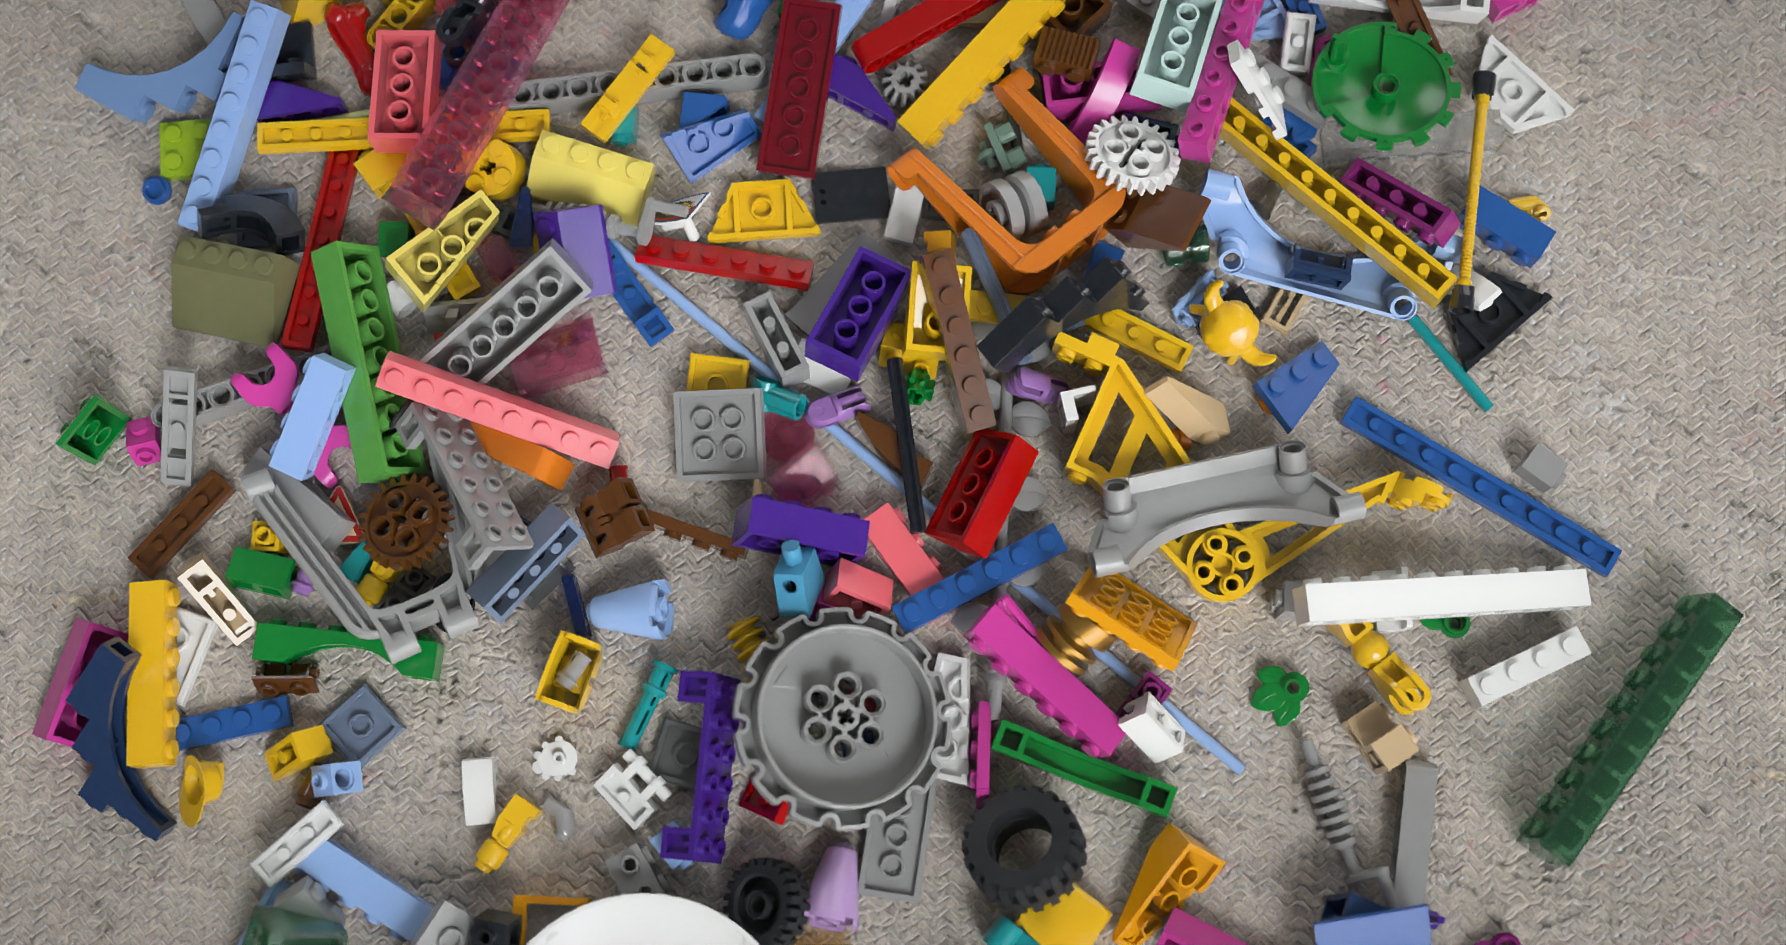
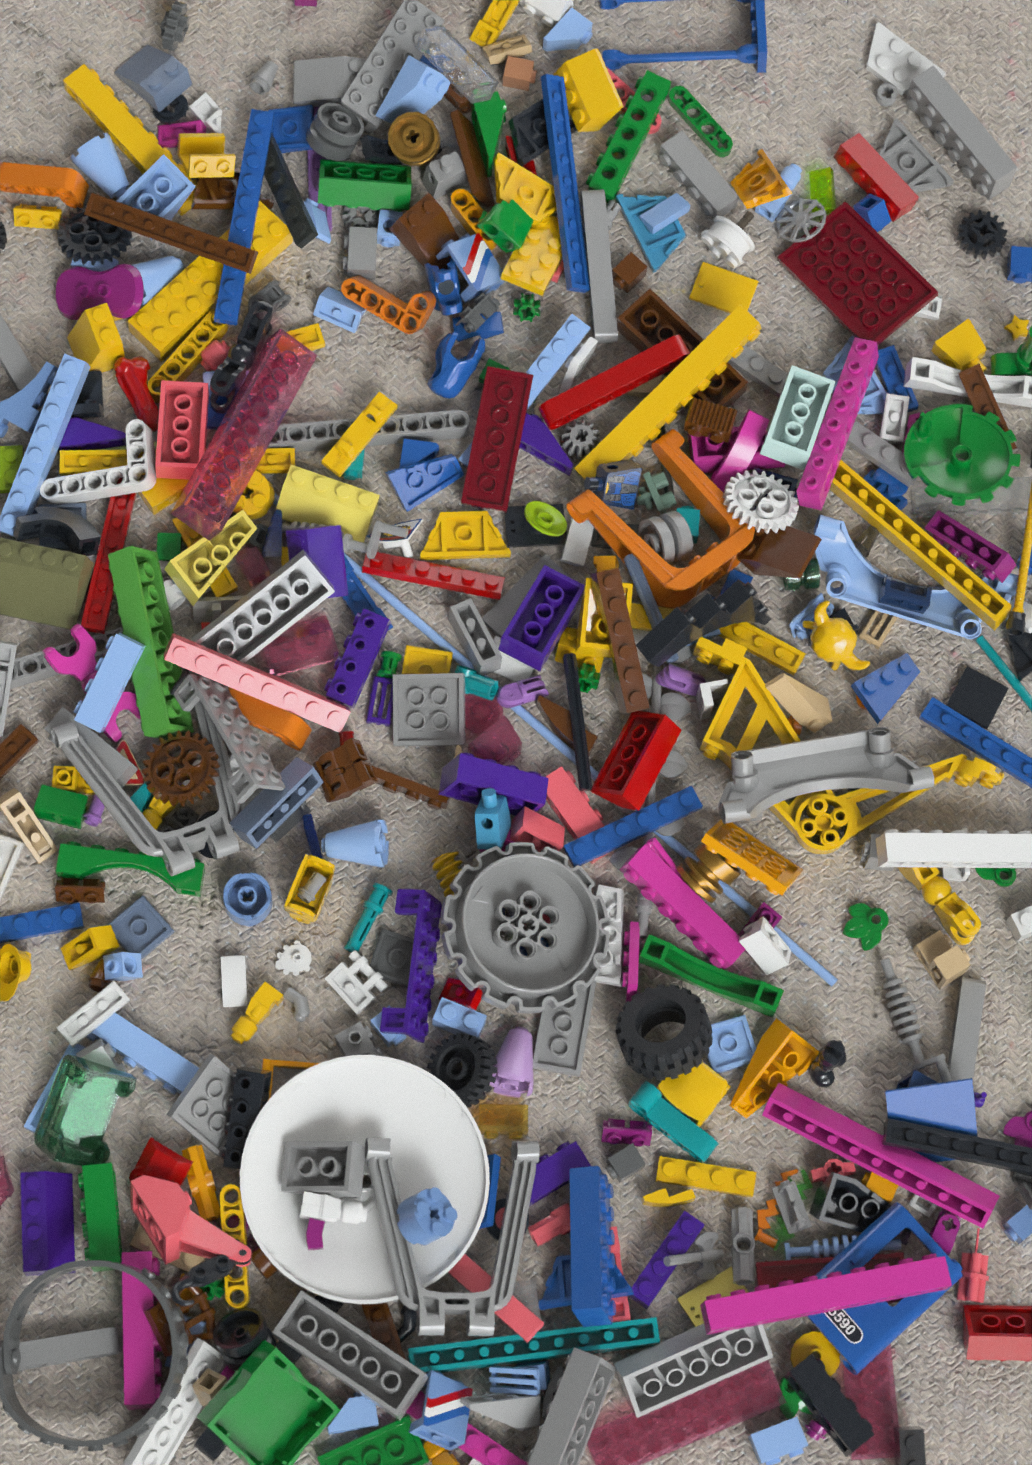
camera: 10 degrees left, 5 degrees down
(343, 154) = (109, 477): none -> white beam
(479, 694) = (247, 912): none -> medium blue brick
(630, 372) = (358, 658): none -> dark purple brick
(659, 449) = (379, 720): none -> dark purple tile
(668, 368) = (388, 664): none -> green bush
(763, 835) = (458, 1018): none -> light blue brick
(862, 186) = (545, 518): none -> lime dish
(949, 138) = (616, 483): none -> torso
(1112, 855) = (731, 1045): none -> light blue tile
(1242, 871) = (829, 1057): none -> black piece
(1258, 82) = (860, 447): white wing -> none
(1412, 394) = (977, 697): none -> black tile

